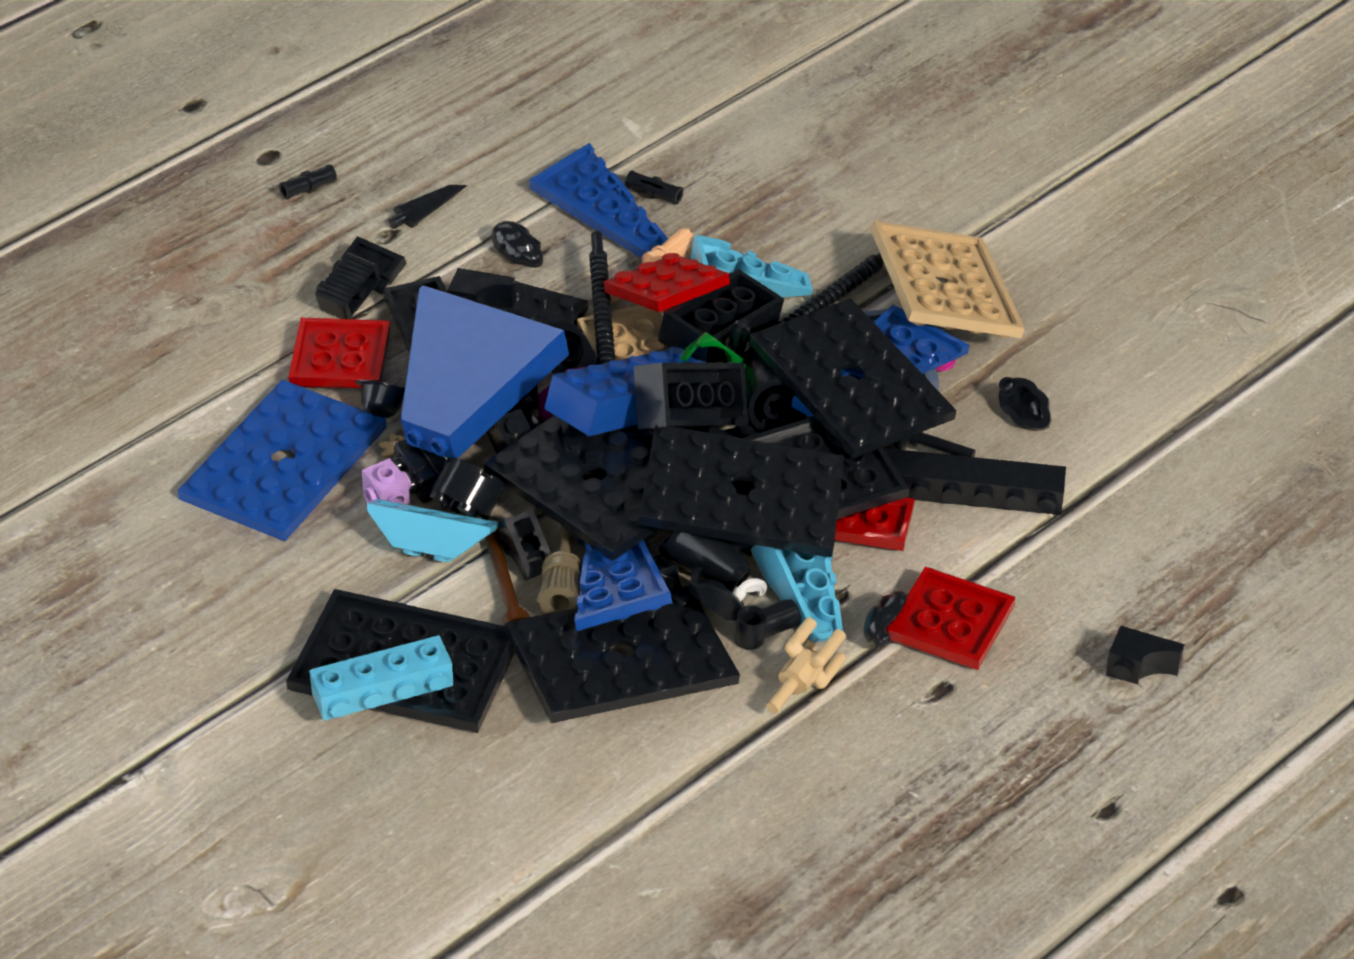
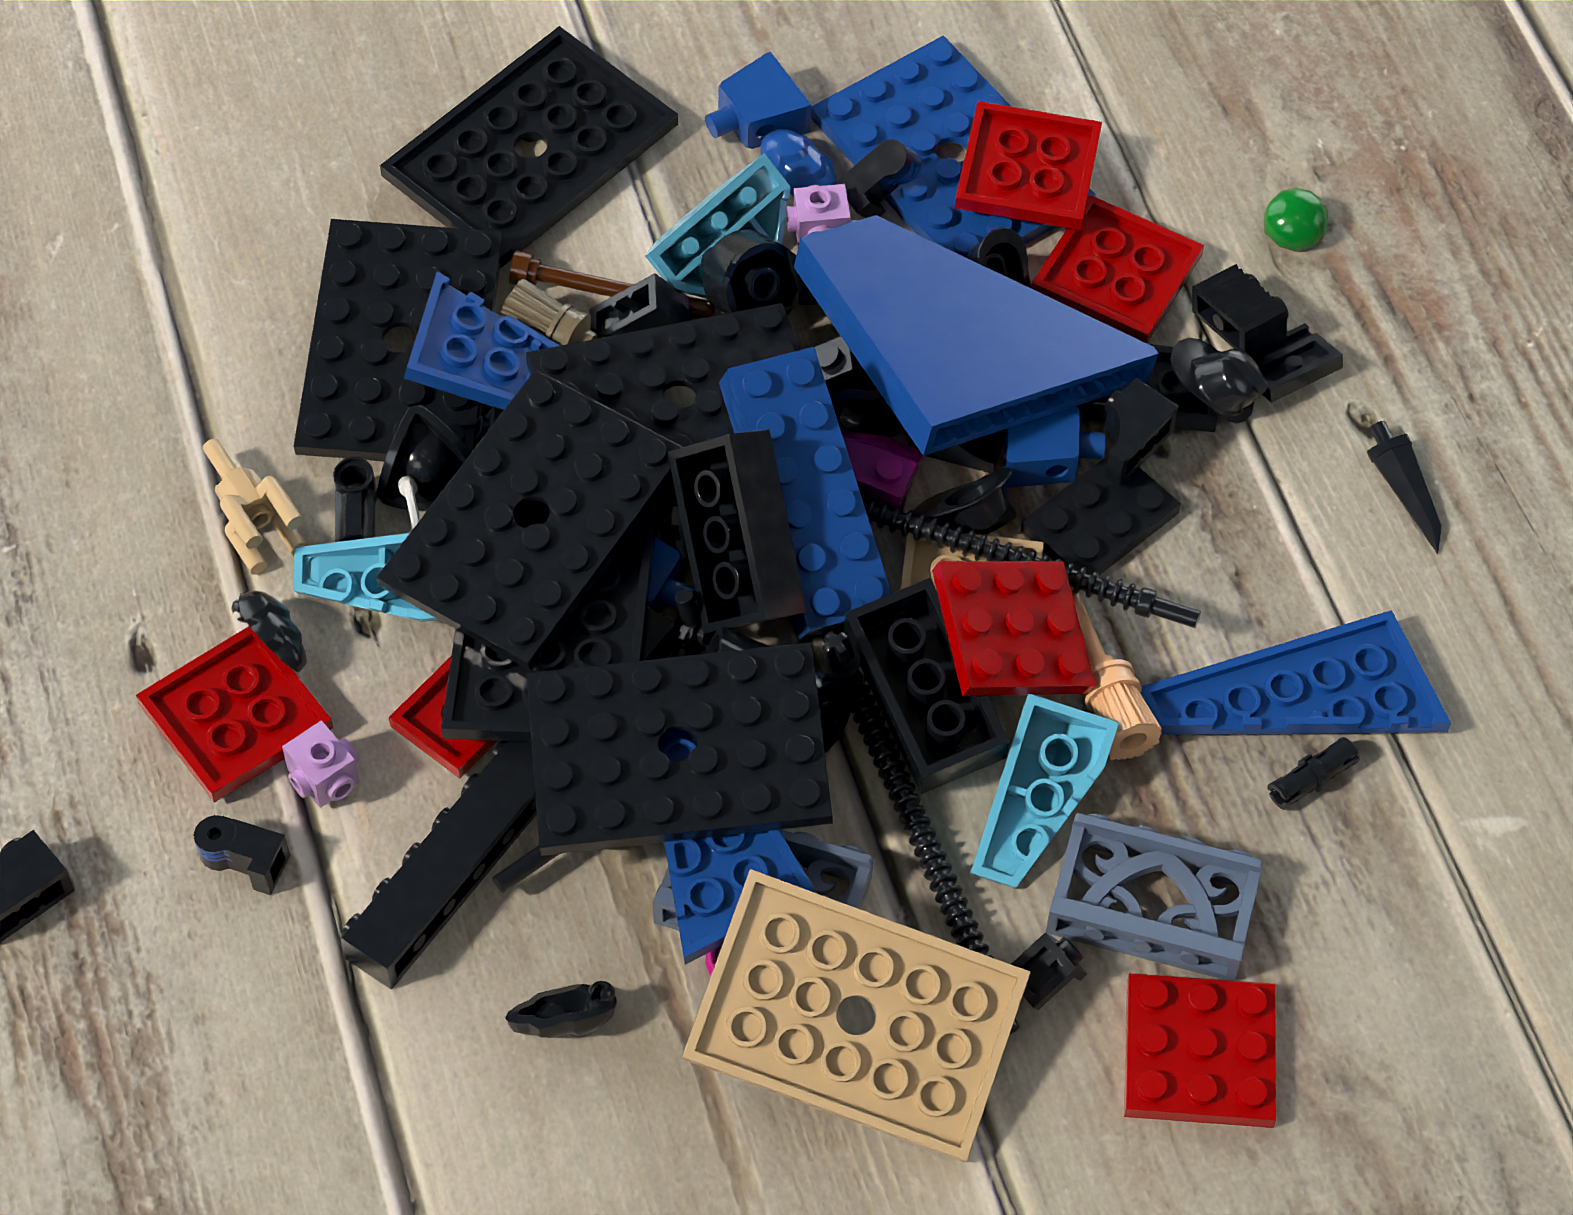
camera: 115 degrees right, 15 degrees up
(248, 291) = (1296, 219): none -> green hair
(288, 399) = (1028, 165): none -> red plate
(297, 554) = (759, 102): none -> blue torso
(307, 182) = (1514, 358): black pin -> none
(336, 464) = (879, 176): none -> black leg
(338, 524) = (797, 159): none -> blue arm
(381, 677) = (486, 88): medium azure brick -> none
(407, 274) = (1222, 380): none -> black piece
(517, 244) = (1258, 550): black arm -> none
(707, 340) = (825, 611): green helmet -> none
(779, 189) = (1158, 941): none -> sand blue fence
(850, 185) = (1200, 1050): none -> red plate
(853, 241) = (1051, 968): none -> black bracket
(960, 553) = (321, 765): none -> lavender brick
(1036, 572) = (244, 848): none -> black leg

